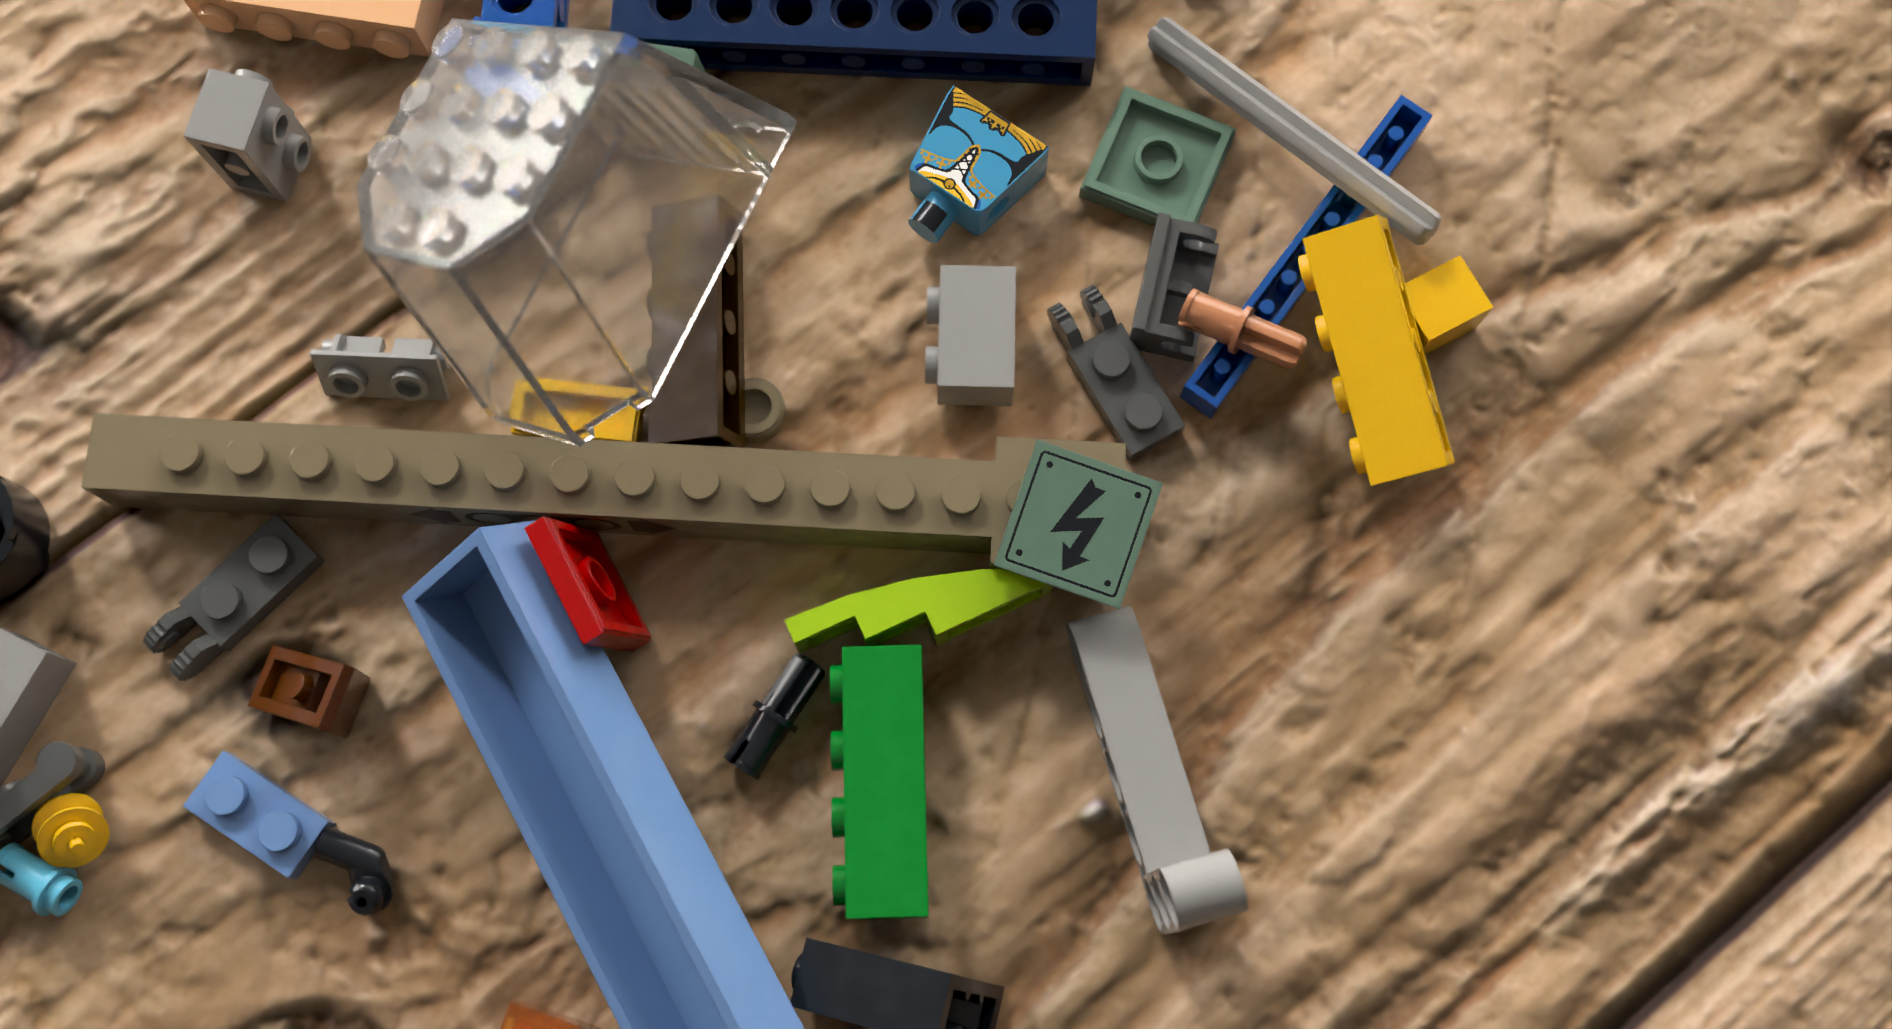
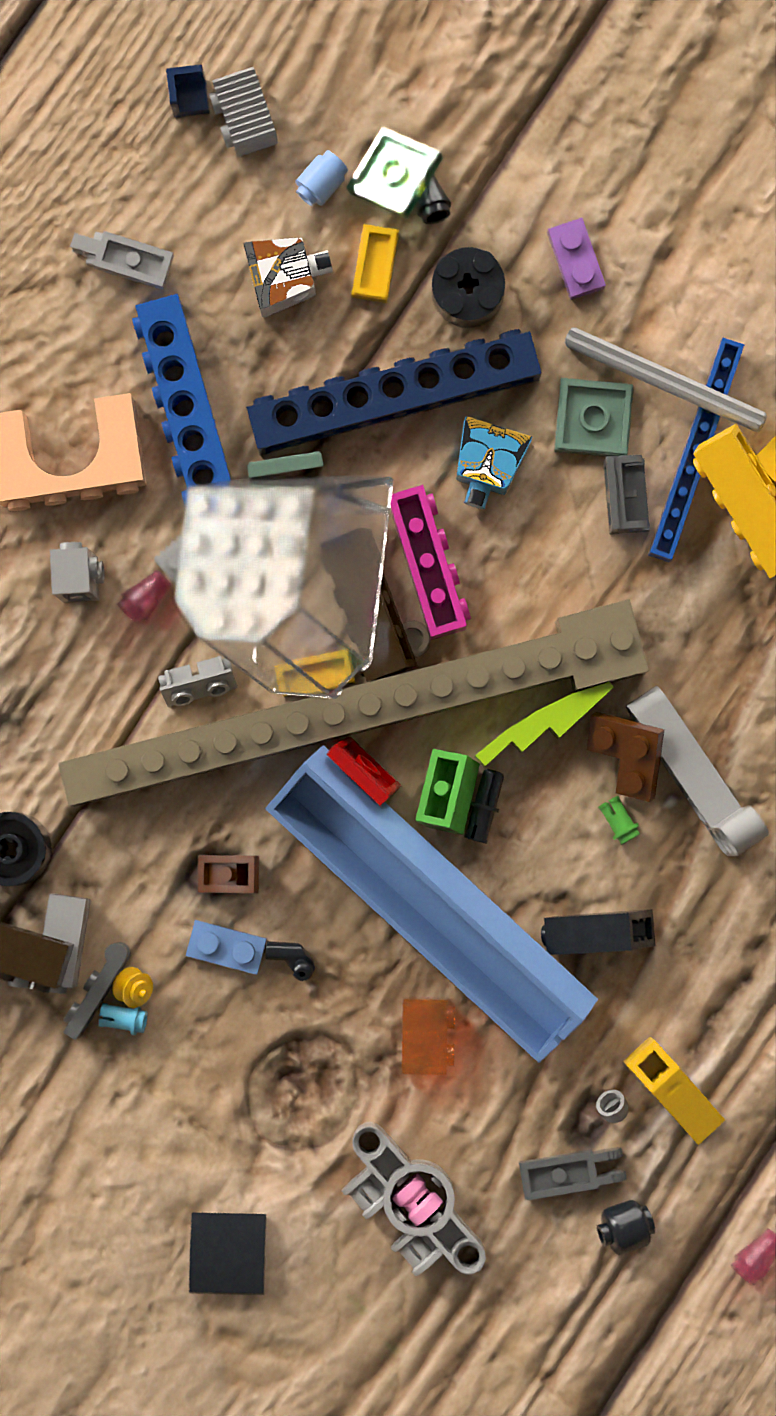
camera: 10 degrees left, 10 degrees up
(236, 596) = (167, 833): dark grey hinge -> none
(336, 216) = (144, 597): none -> clear pink cone
(717, 667) = (447, 791): none -> bright green brick
(814, 291) = (427, 563): none -> dark pink brick
(882, 783) = (556, 823): green brick -> none
(975, 335) = (524, 560): light grey brick -> none
(995, 813) = (620, 822): none -> bright green pin
(1062, 698) = (636, 747): none -> reddish brown plate
(1078, 524) = (618, 655): sand green tile -> none
(1116, 377) = (609, 555): dark grey hinge -> none
(1241, 330) = (674, 512): nougat axle -> none

